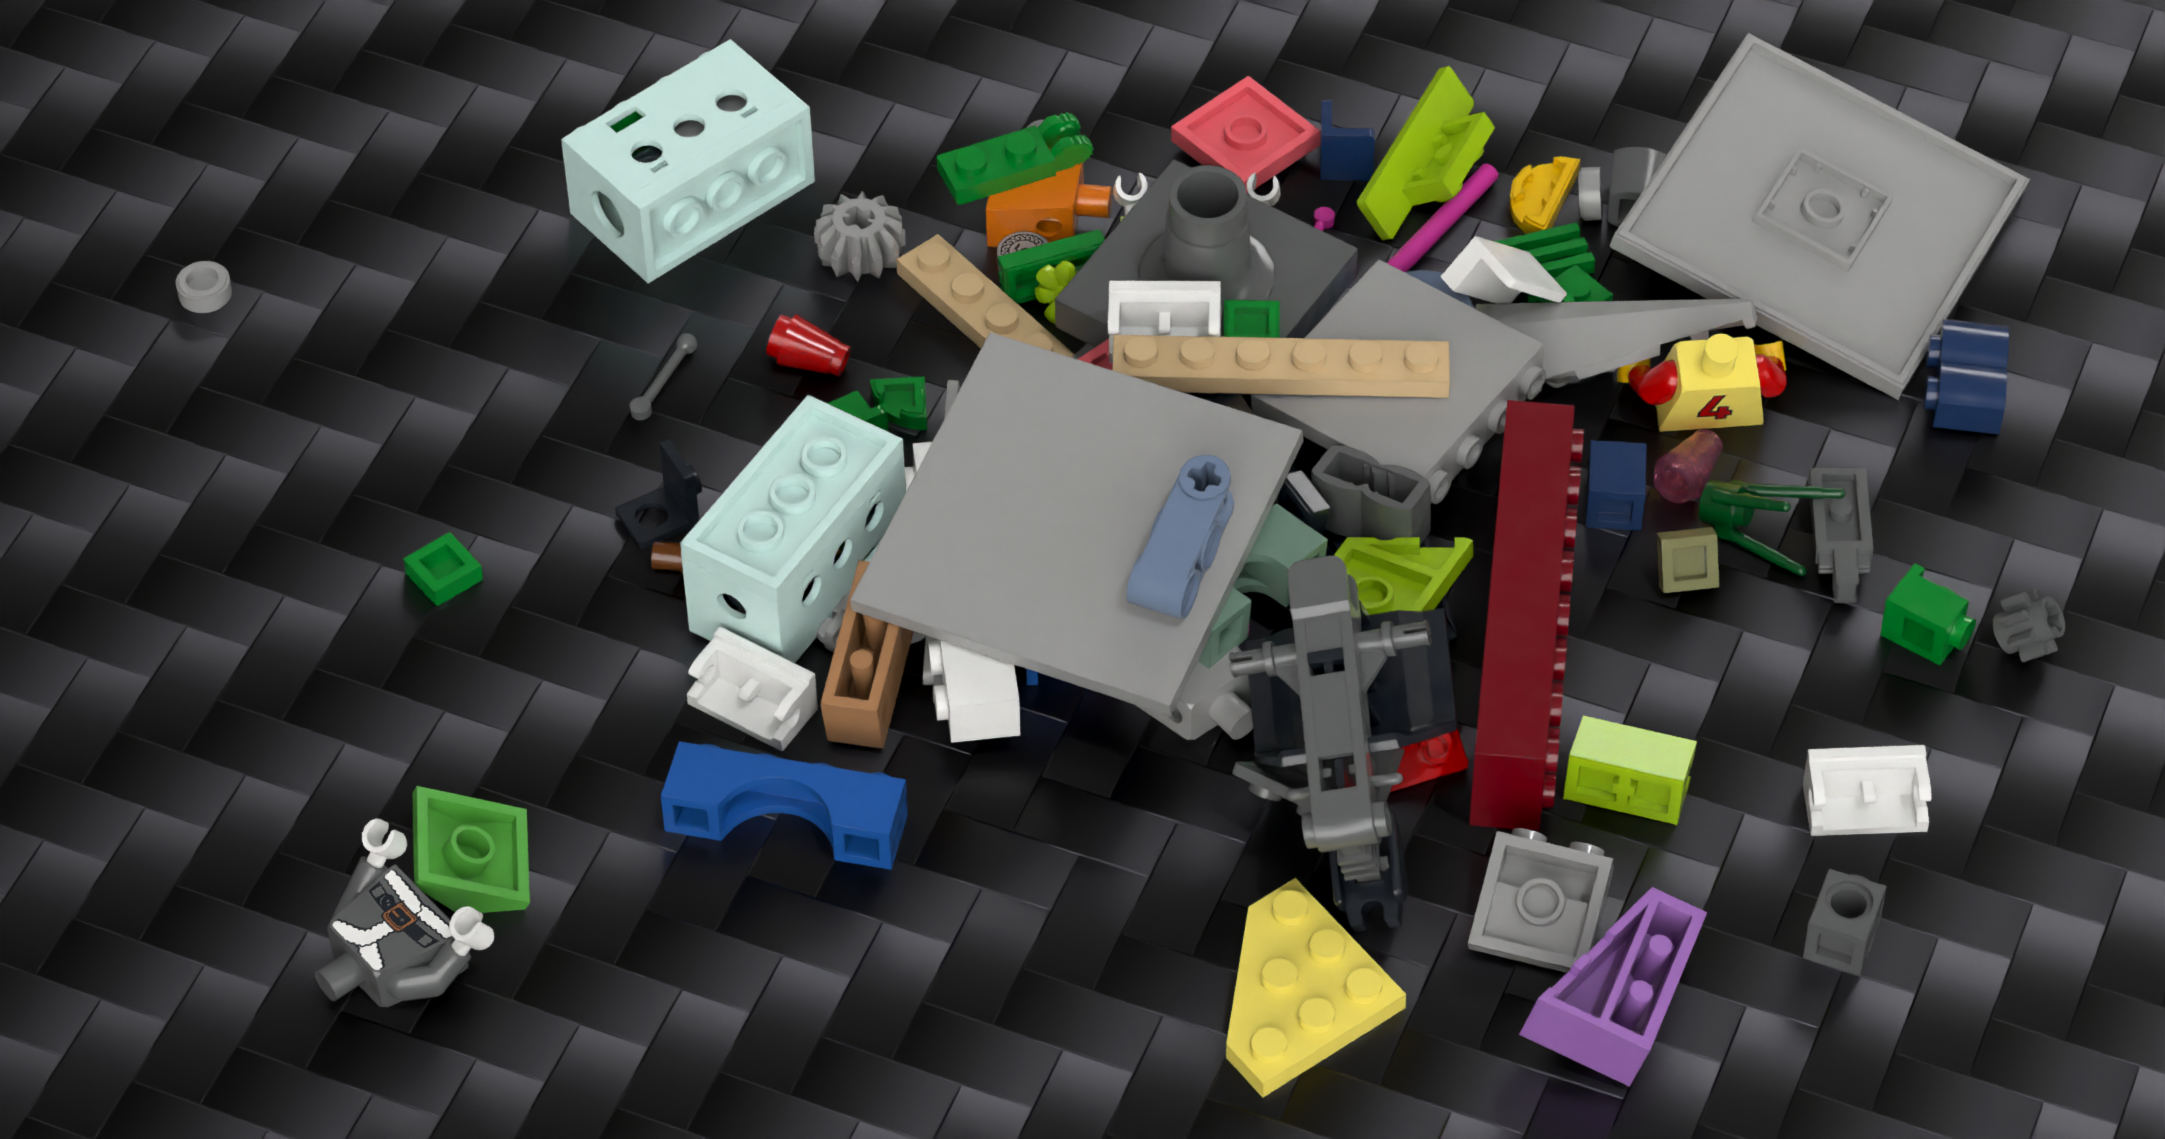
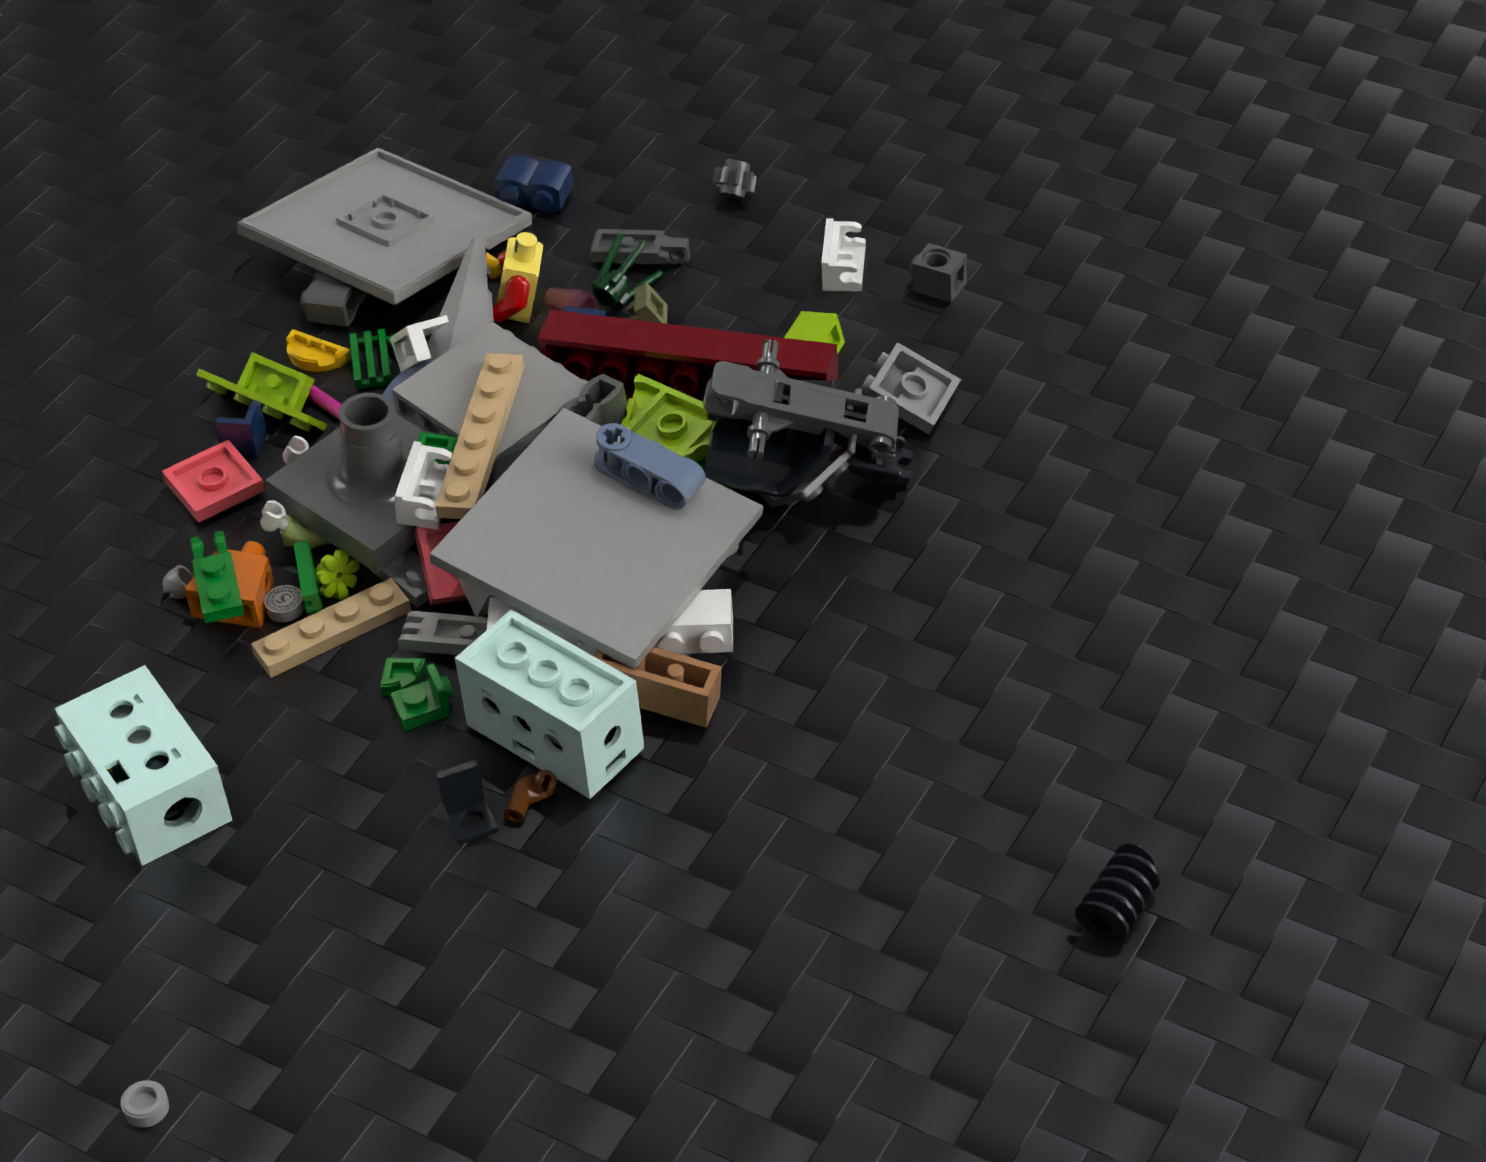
camera: 80 degrees left, 5 degrees down
(392, 934) = (858, 963): torso -> none
(443, 569) = (495, 943): green tile -> none
(470, 851) = (779, 919): bright green slope -> none
(641, 406) = (361, 823): dark grey hinge -> none
(719, 788) = (782, 707): blue arch -> none
(752, 689) = (659, 758): white hinge -> none
(806, 347) = (336, 722): red cone -> none
(859, 236) = (241, 683): light grey gear -> none
(1301, 990) = (952, 506): light yellow plate -> none
(1590, 193) = (327, 323): light grey tile -> none
(1620, 990) = (985, 353): medium lavender wedge -> none
(1926, 617) = (716, 220): green brick -> none

